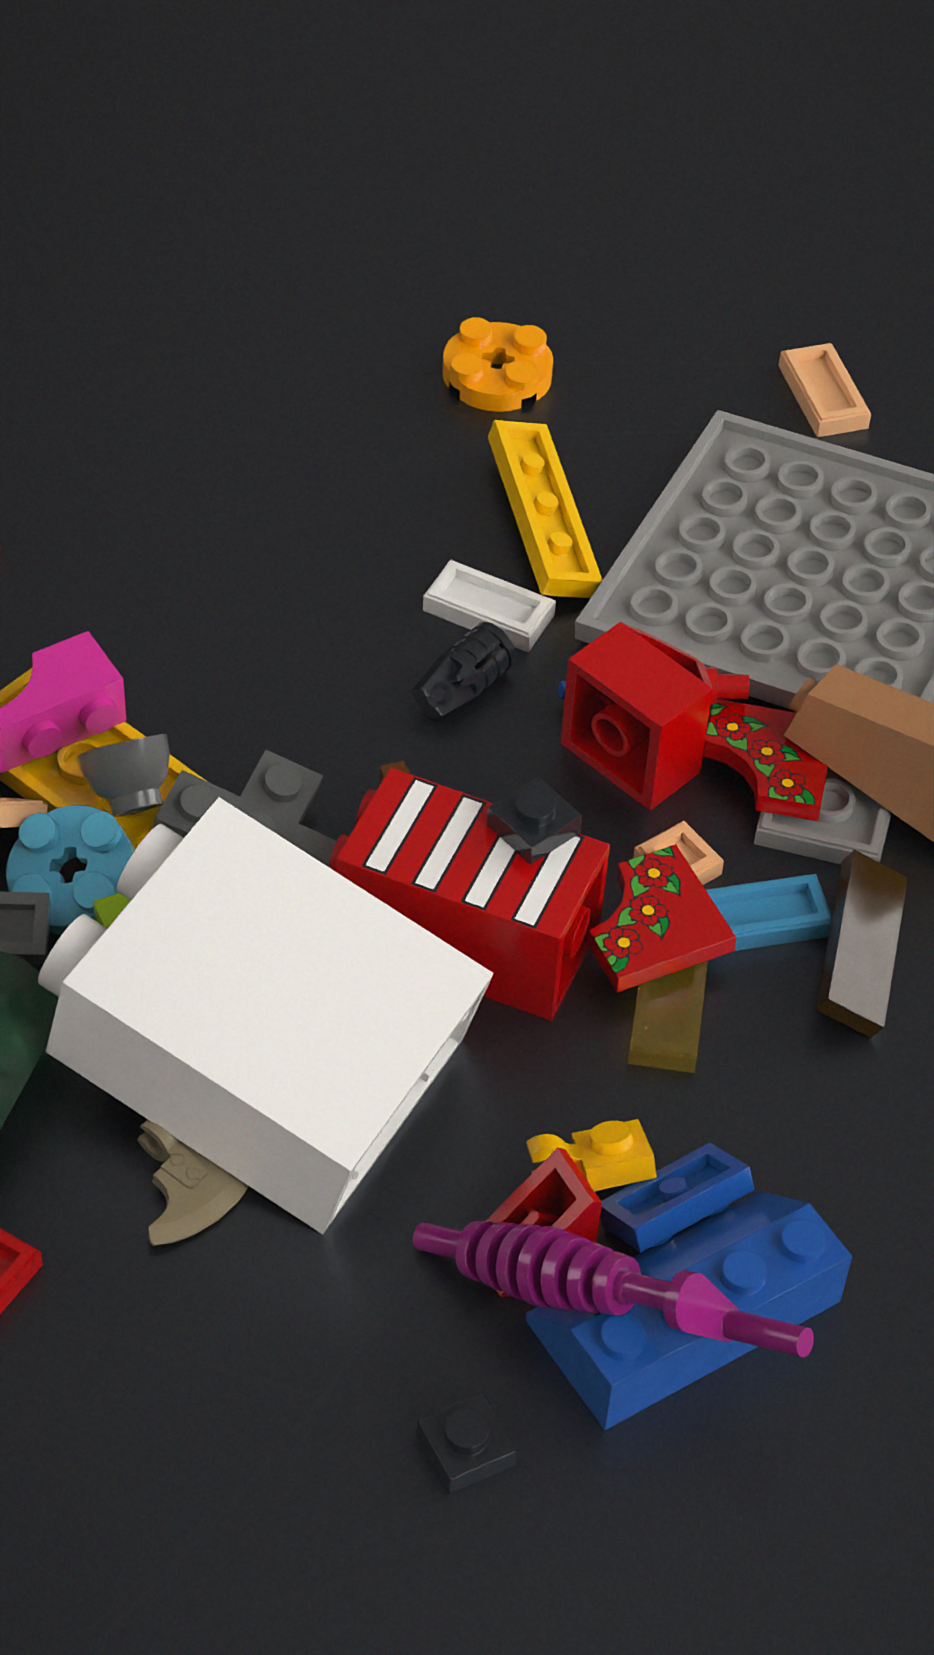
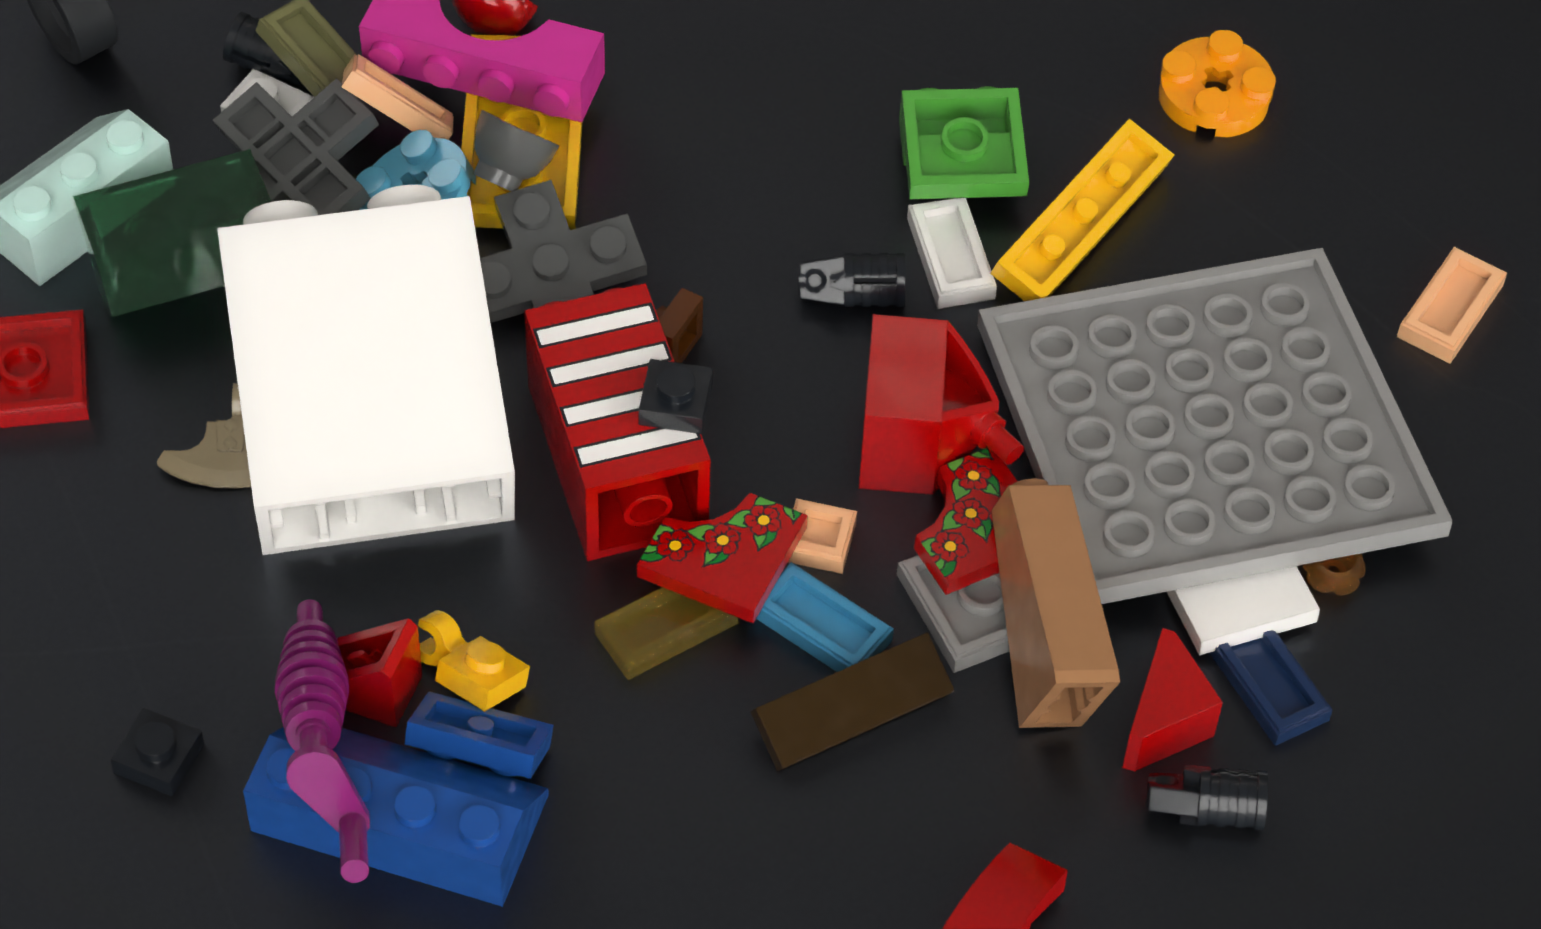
camera: 50 degrees right, 5 degrees up
(409, 521) = (963, 143): none -> bright green plate

